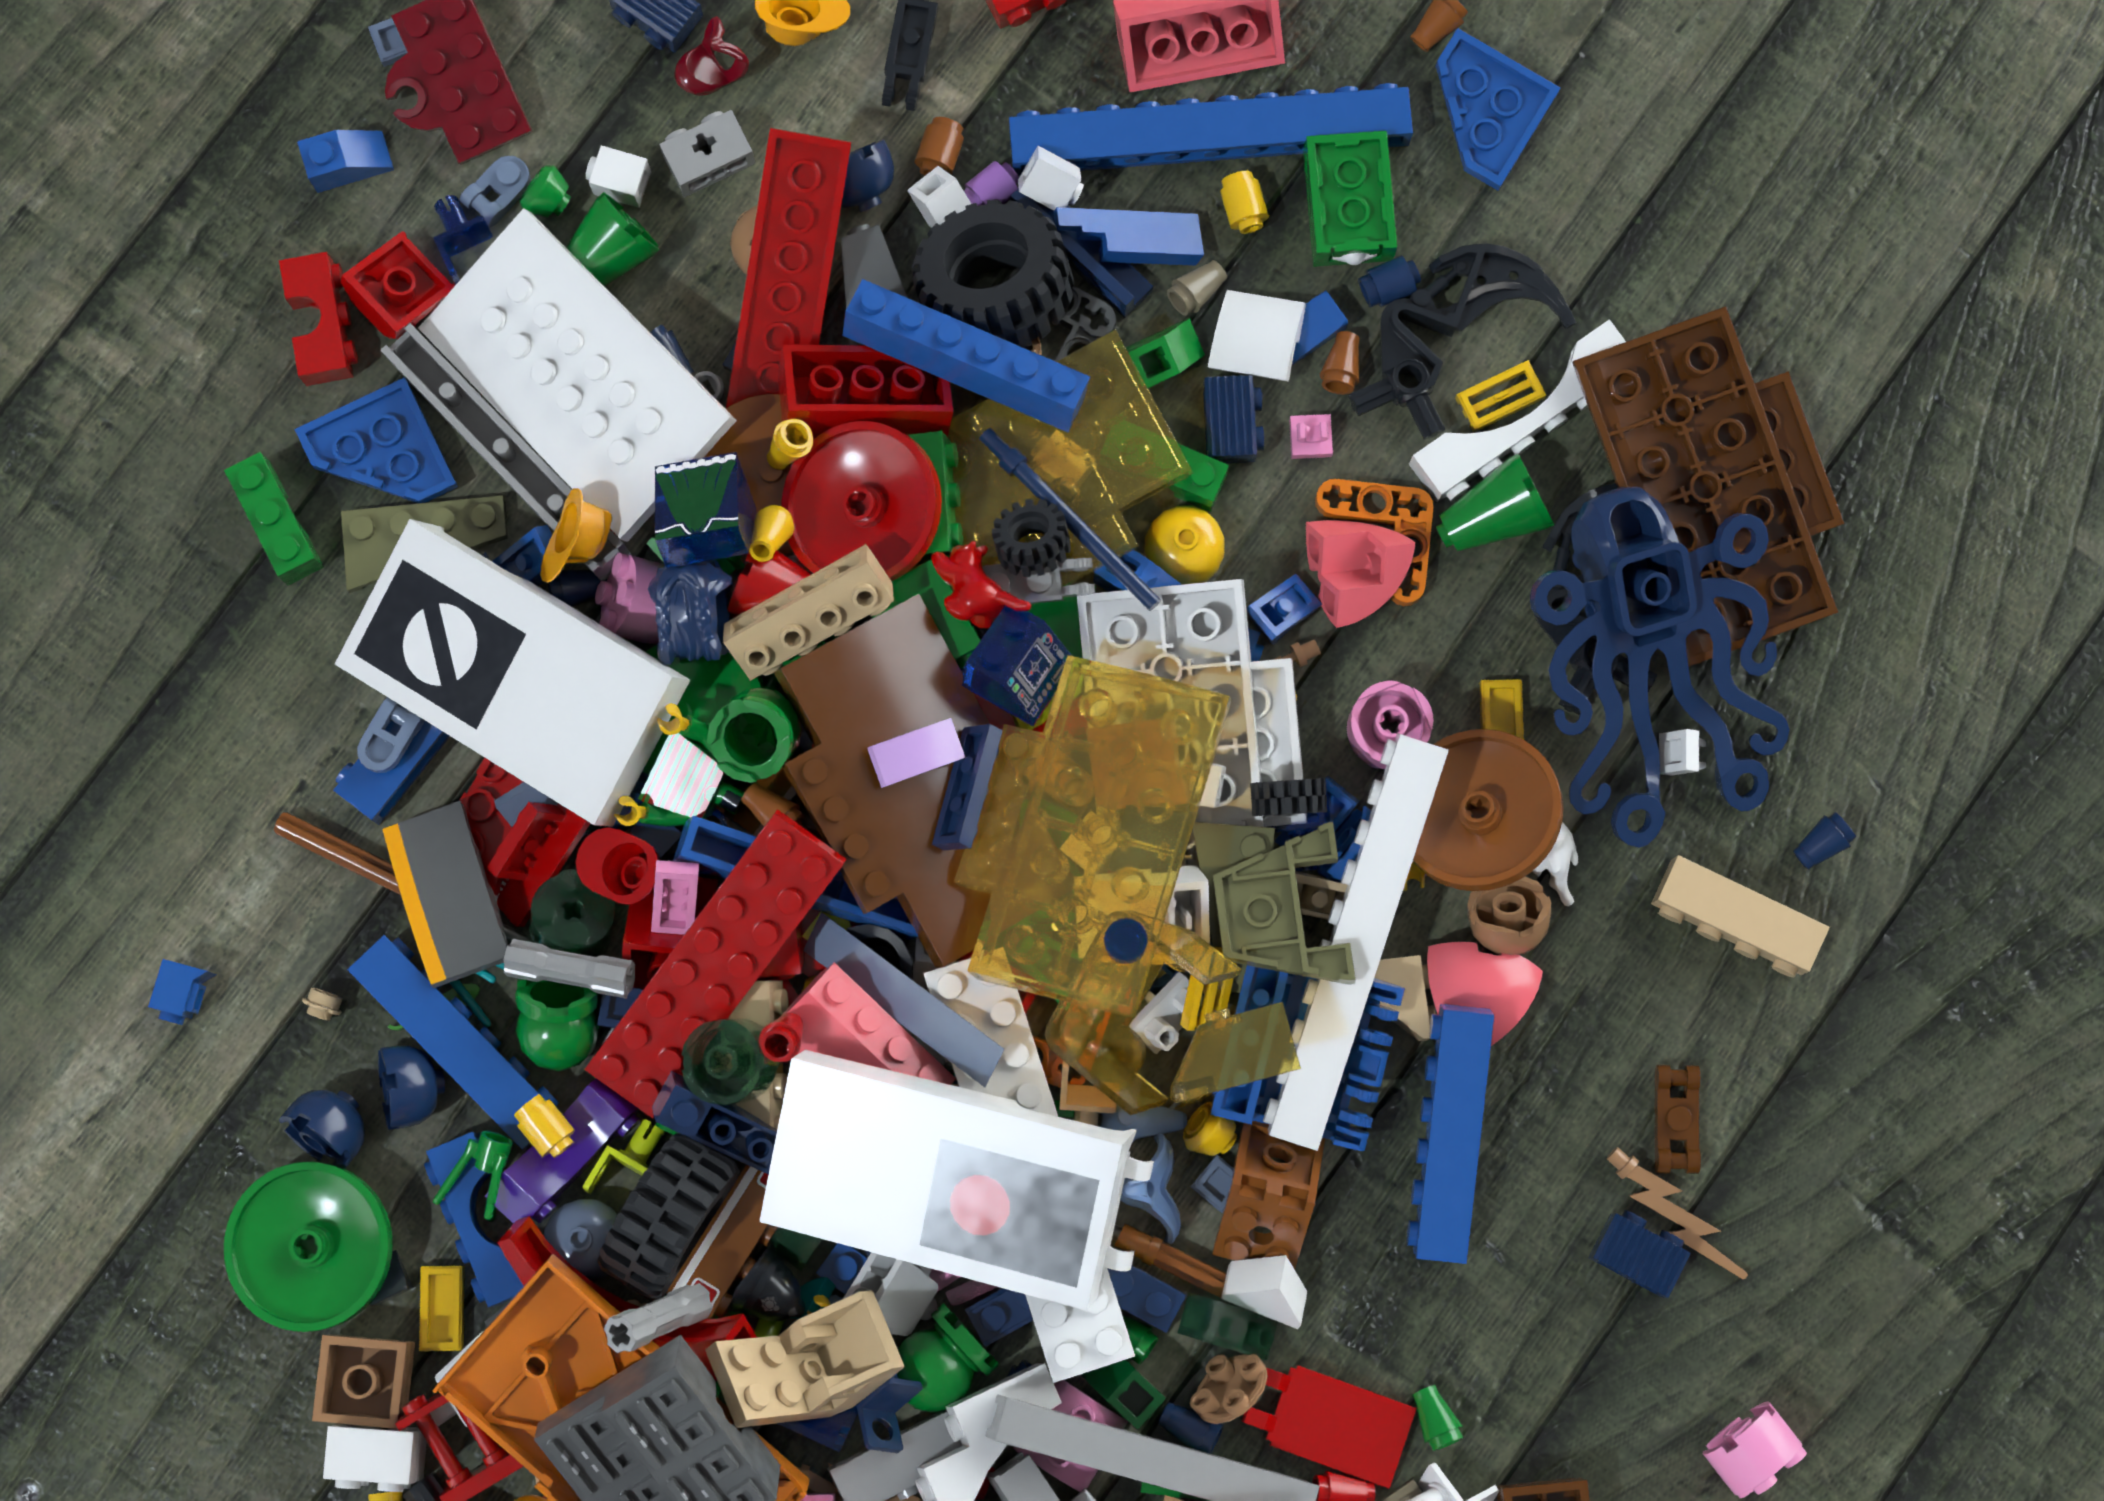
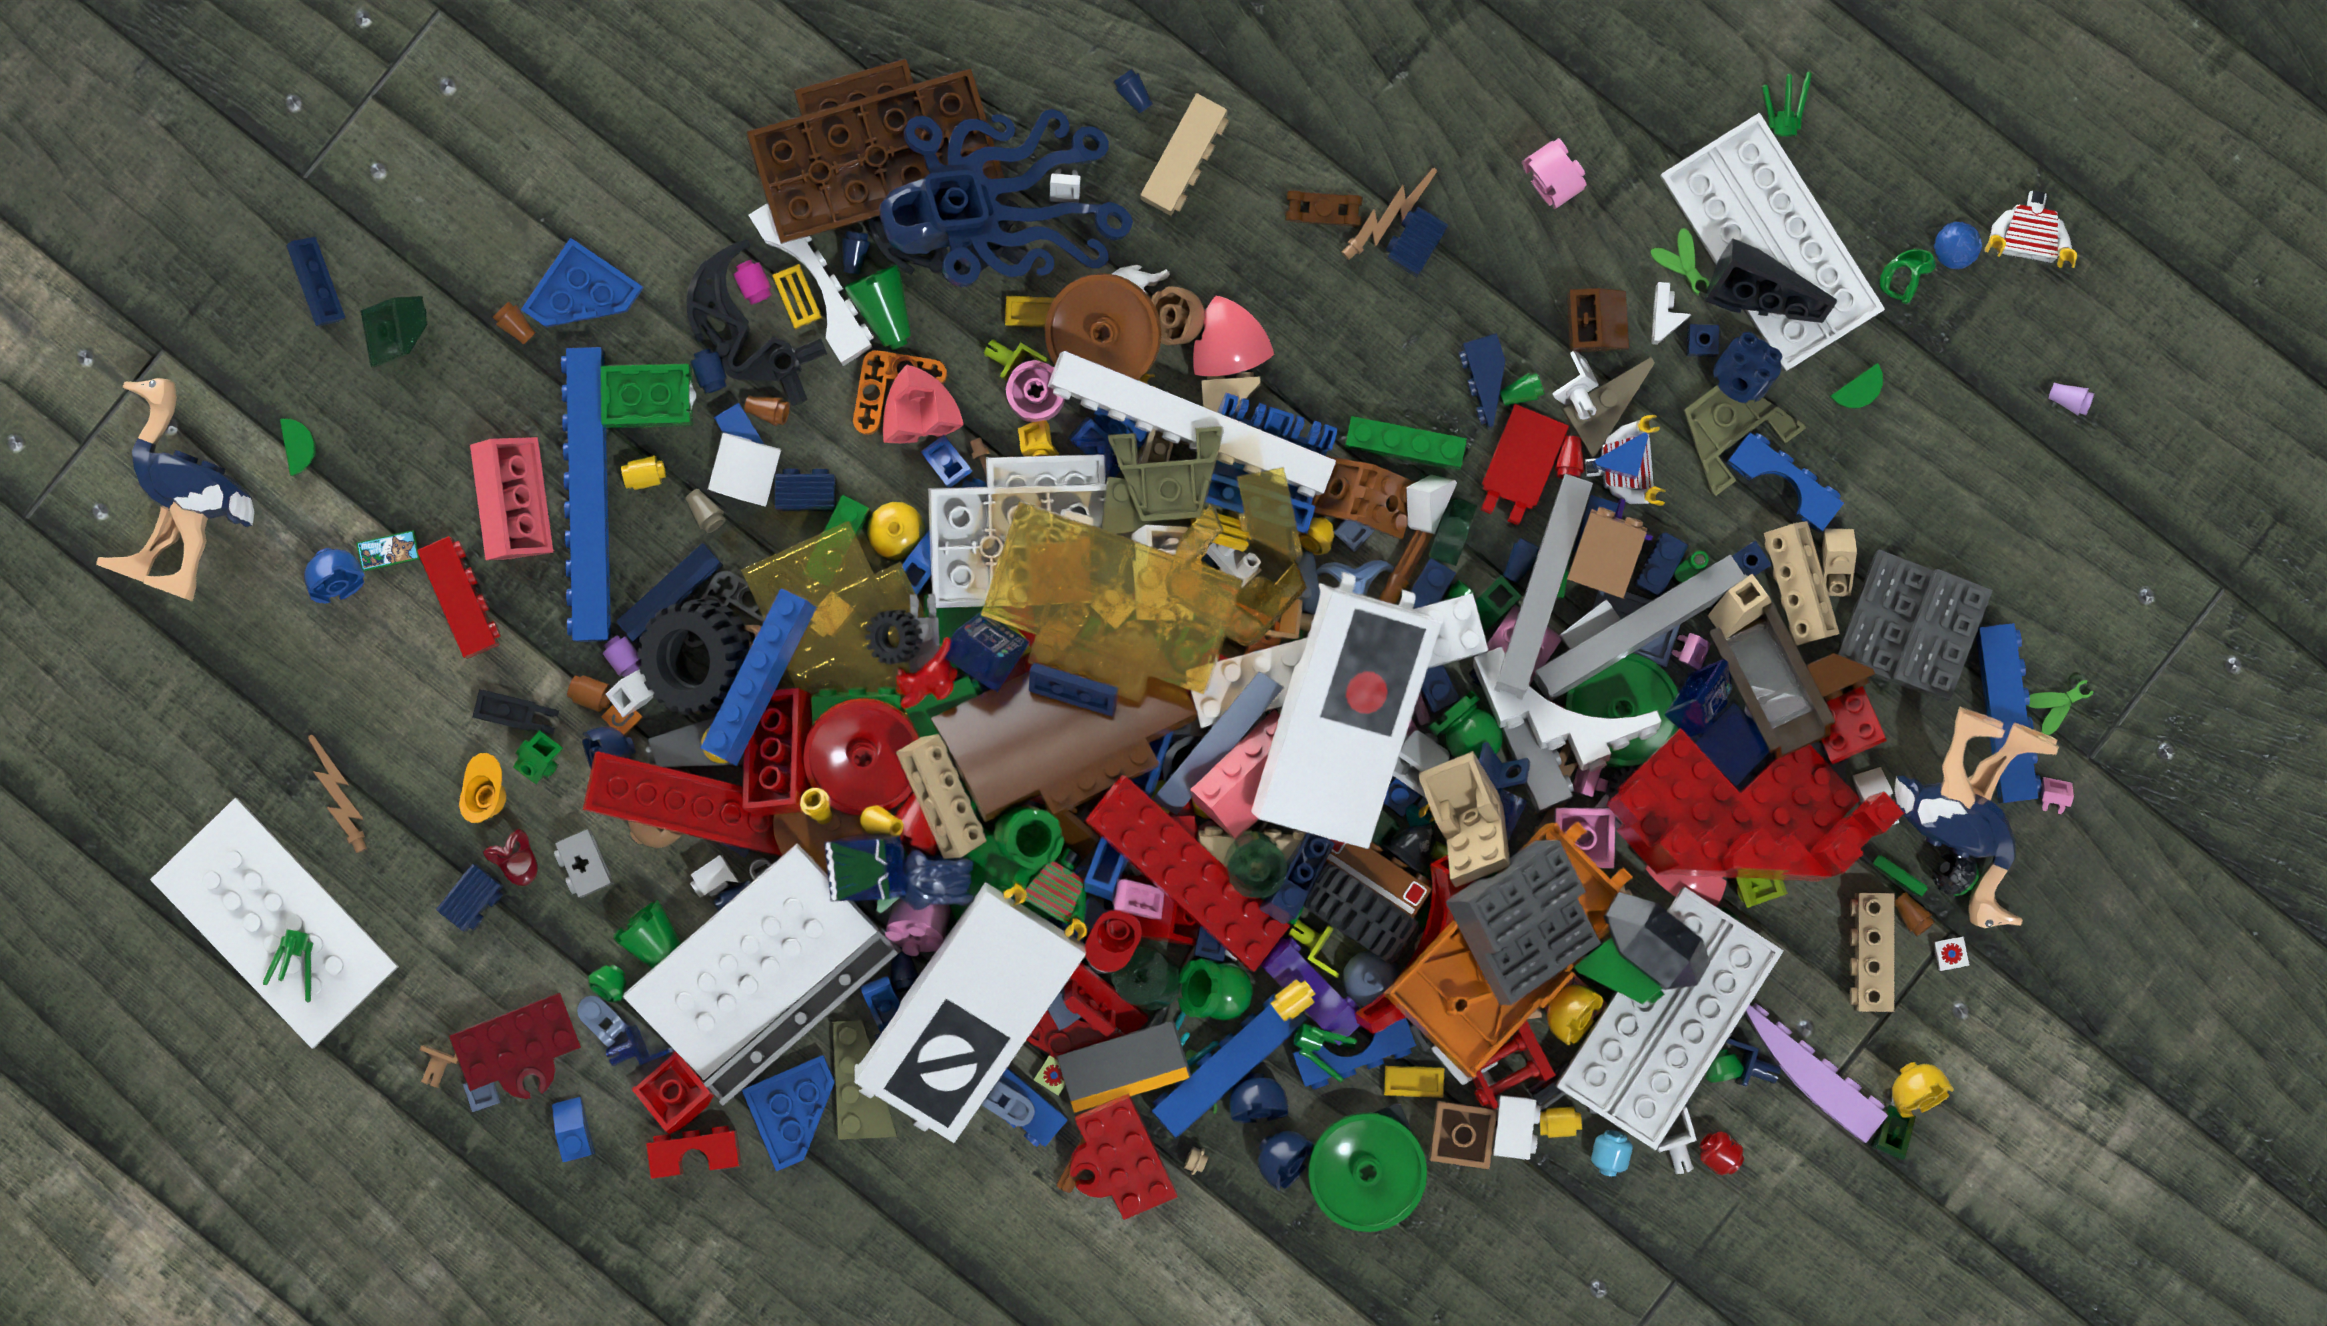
camera: 80 degrees left, 5 degrees up
(178, 991) = (1182, 1262): blue window -> none
(273, 518) = (842, 1187): green arch -> none
(319, 896) = (1121, 1158): none -> red plate
(434, 795) = (1051, 1076): none -> tile
(577, 536) = (874, 964): light orange piece -> none
(599, 974) = (1178, 999): light grey axle -> none
(619, 175) = (598, 929): white brick -> none
(641, 1325) = (1437, 930): light grey axle -> none
(694, 325) = (713, 877): none -> white window
(765, 802) = (1079, 829): dark orange cone -> none
(782, 1038) = (1243, 826): red cone -> none
(847, 82) = (537, 757): none -> green brick
(899, 197) = (623, 724): none -> orange tile
(916, 752) = (1047, 723): lavender slope -> none
(1014, 463) = (837, 646): dark blue bar -> none
(1050, 180) = (623, 612): white brick -> none
(1125, 941) = (1190, 582): clear blue tile -> none
(1136, 234) = (665, 551): piece -> none
(1166, 352) = (754, 536): green slope -> none
(1229, 1387) = (1495, 531): medium nougat dish -> none
(1288, 797) = (1088, 465): black tyre -> none
(1311, 436) = (819, 435): bright pink tile -> none
(1321, 730) = (1036, 439): none -> yellow bracket
(1349, 1251) = (1405, 443): none -> green brick
(1434, 689) = (1010, 358): none -> lime bracket
(1452, 1133) = (1327, 366): blue brick -> none
(1467, 1363) = (1486, 368): none -> dark blue slope
(1516, 333) = (752, 282): none -> dark pink brick
(1569, 468) = (854, 251): none -> dark blue cone

